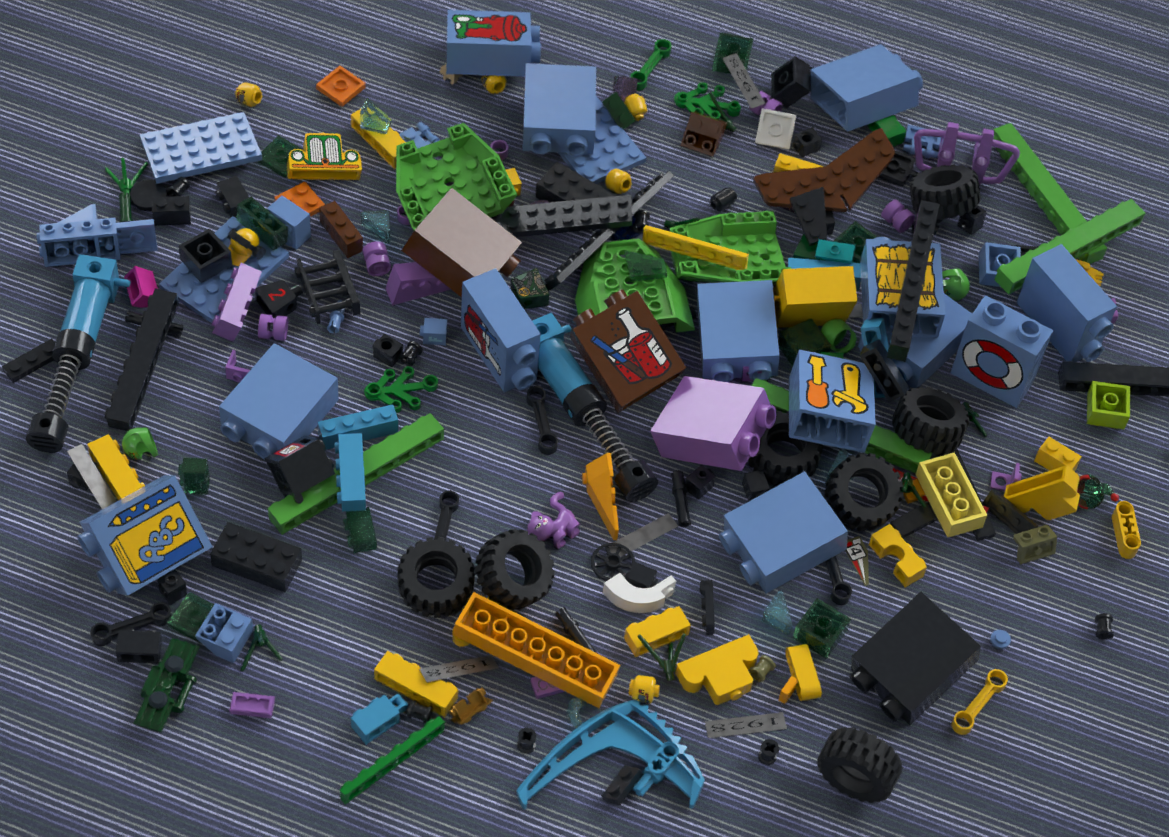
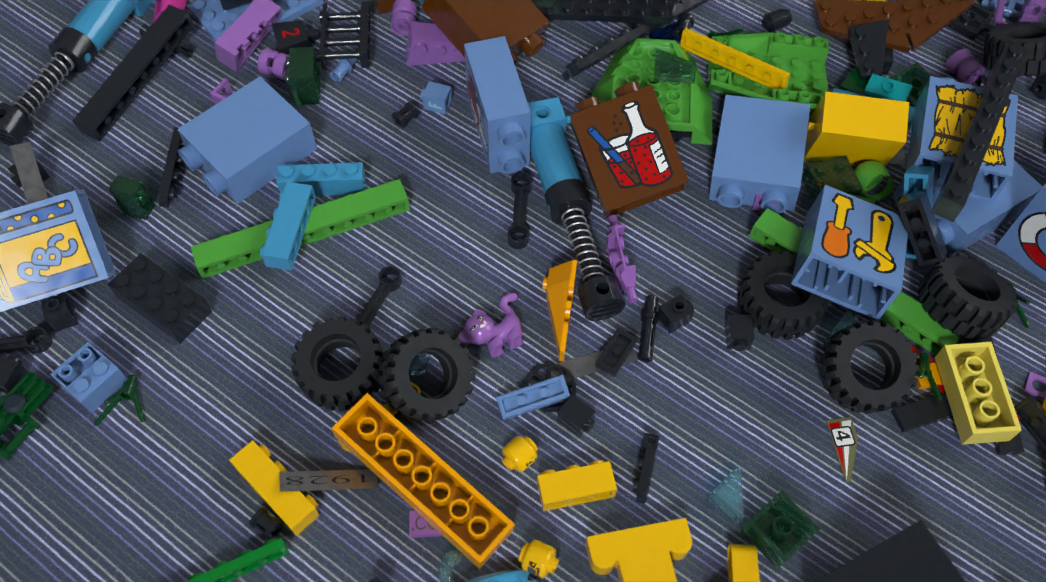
camera: 20 degrees right, 5 degrees up
(30, 361) = (29, 58): black plate -> none
(114, 466) = (60, 167): yellow brick -> none
(137, 442) = (95, 154): bright green helmet -> none
(190, 616) = (64, 346): clear green plate -> none
(213, 436) = (171, 173): none -> black plate
(252, 705) = (85, 470): medium lavender plate -> none
(300, 466) = (237, 209): black container -> none
(306, 334) = (303, 76): none -> clear green brick
(360, 530) = (282, 292): clear green brick -> none
(377, 717) = (215, 519): dark azure brick -> none
(387, 350) = (381, 107): black brick -> none
(399, 389) = (357, 147): green plant -> none
(462, 712) = (336, 528): pearl gold hinge -> none
(530, 289) = (546, 74): torso -> none
(571, 628) = (481, 470): black pin -> none
(602, 572) = (533, 397): none -> medium blue tile
(604, 617) = (519, 453): none -> yellow head
(636, 436) = (619, 263): none -> medium lavender plate
(636, 599) = (566, 440): white arch -> none
(659, 523) = (616, 352): none -> black plate
(667, 665) = (577, 533): dark green plant -> none
(713, 423) = (707, 250): brick -> none
(762, 668) = (693, 564): olive bush -> none
(783, 533) = (759, 397): medium blue brick -> none
(837, 582) = (811, 453): black piece -> none
(889, 542) = (889, 434): yellow arch -> none
(958, 284) = (1024, 148): bright green helmet -> none

